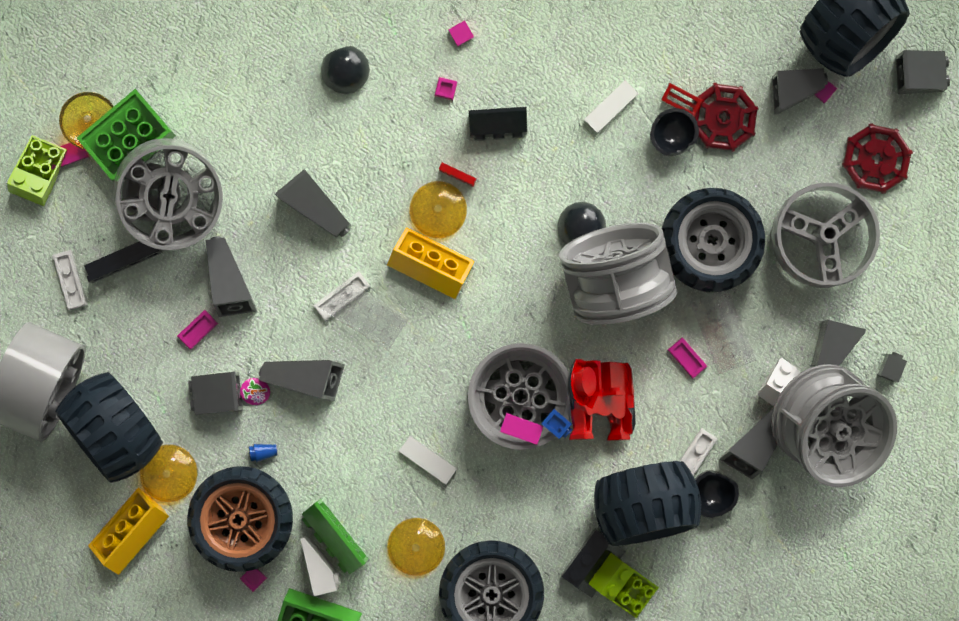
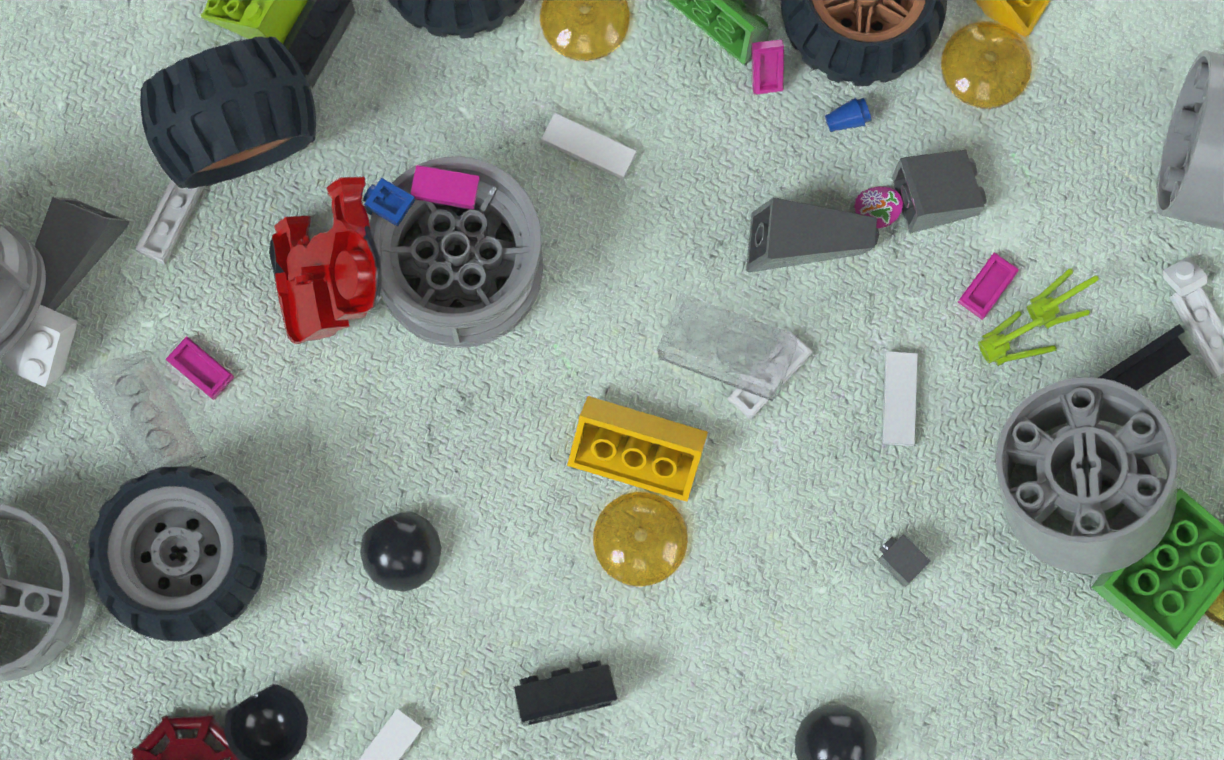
camera: 170 degrees right, 10 degrees down
(76, 314) = (1185, 276): none -> white plate
(109, 427) = (1099, 93): black wheel -> none
(166, 307) = (1049, 307): none -> lime plant
(201, 290) = (995, 346): none -> lime plant
(228, 287) = (960, 365): dark grey slope -> none
(266, 268) = (899, 399): none -> white tile
(284, 169) = (902, 559): none -> dark grey brick
(307, 489) = (767, 66): none -> dark pink tile
(310, 201) = (845, 510): dark grey slope -> none
(445, 88) = (662, 741): dark pink tile -> none
(457, 174) = (618, 599): red tile -> none
(618, 273) = (323, 462): light grey wheel -> none
(717, 493) = (125, 162): black cylinder -> none

